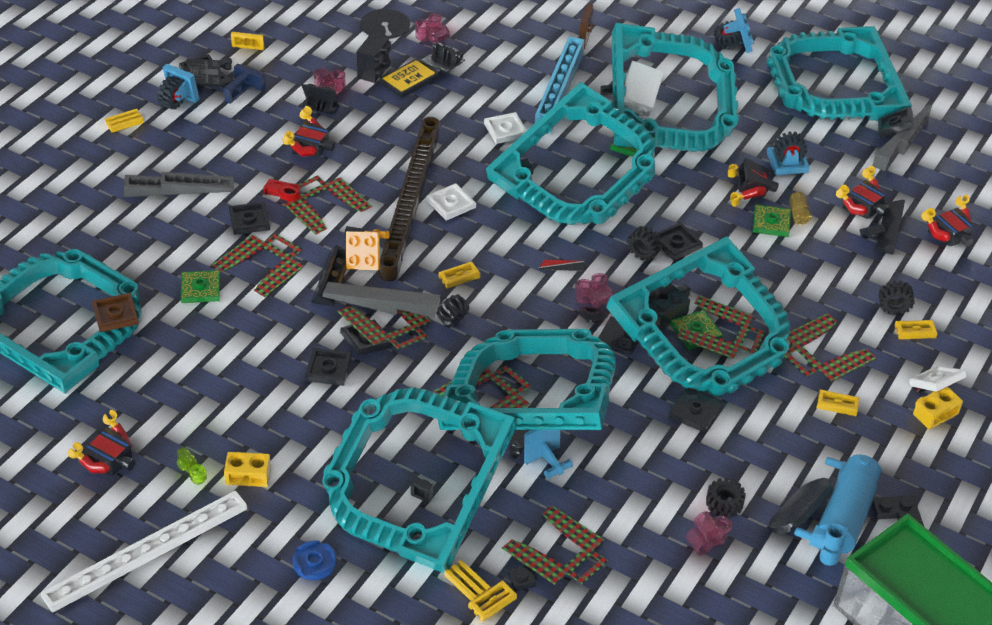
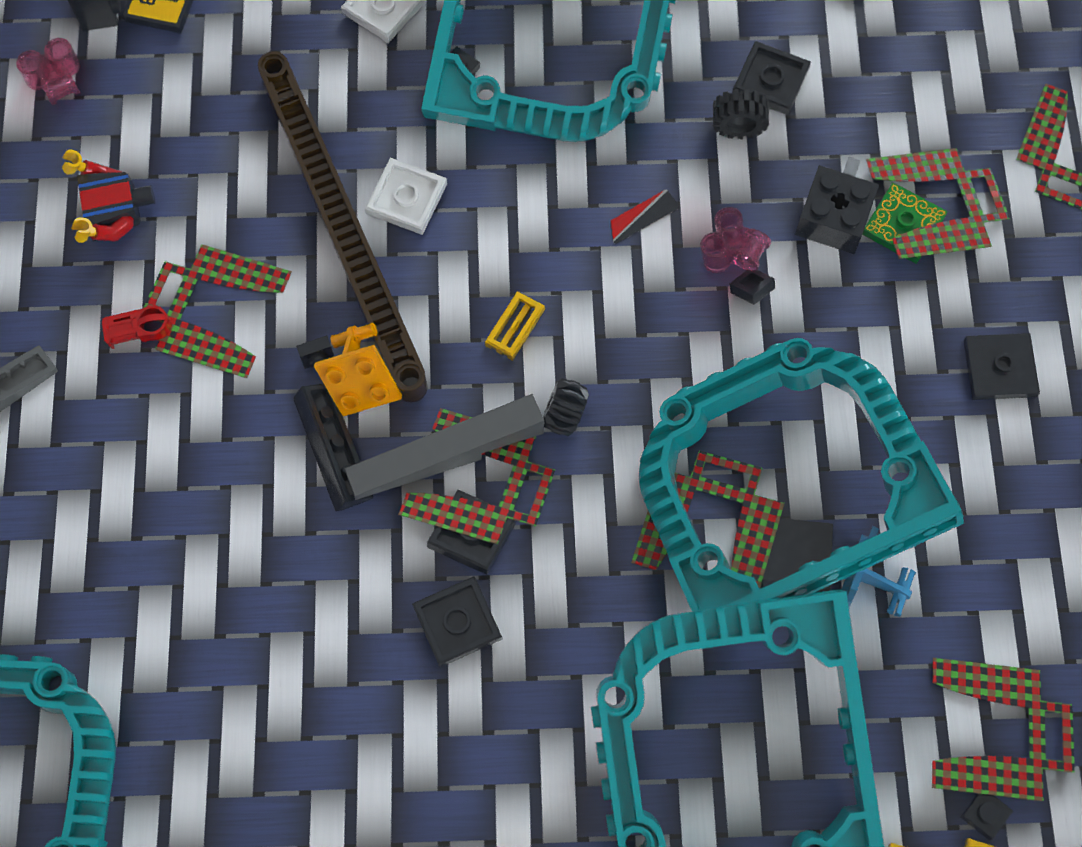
camera: 30 degrees left, 25 degrees up
(115, 312) = (72, 749): reddish brown plate -> none
(200, 286) = (150, 591): green plate -> none
(249, 218) = (127, 413): black plate -> none
(277, 275) = (166, 467): piece -> none
(319, 95) = (74, 103): black hinge -> none
(421, 489) = (752, 757): black plate -> none
(617, 337) = (815, 295): black hinge -> none
(726, 261) = (831, 257): teal arch -> none

